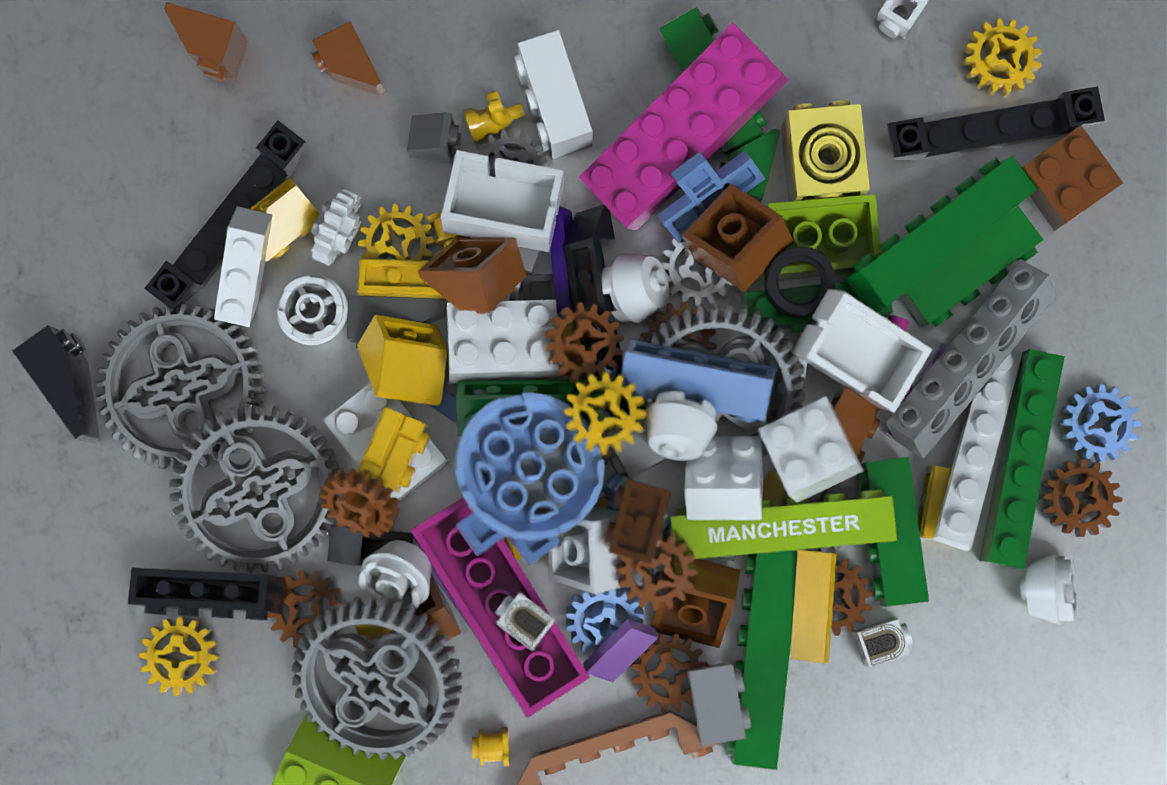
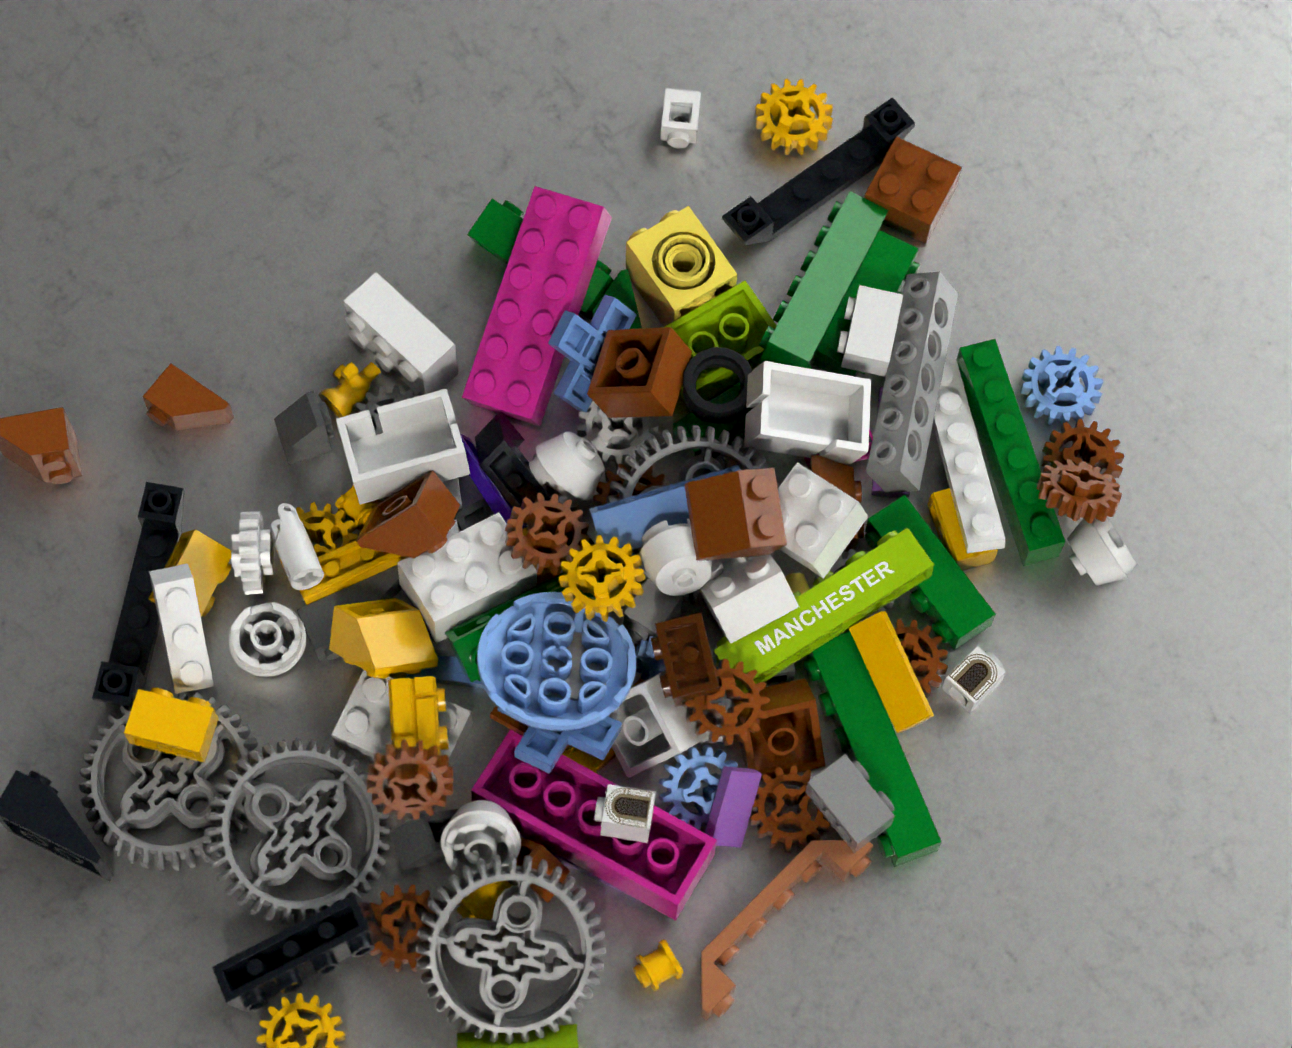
camera: 30 degrees left, 15 degrees down
(194, 346) = (171, 724): none -> yellow brick
(370, 246) = (296, 549): none -> white piece
(744, 422) = (735, 515): none -> dark orange slope
(959, 297) = (871, 330): none -> white brick
(1059, 535) = (1079, 491): none -> dark orange gear

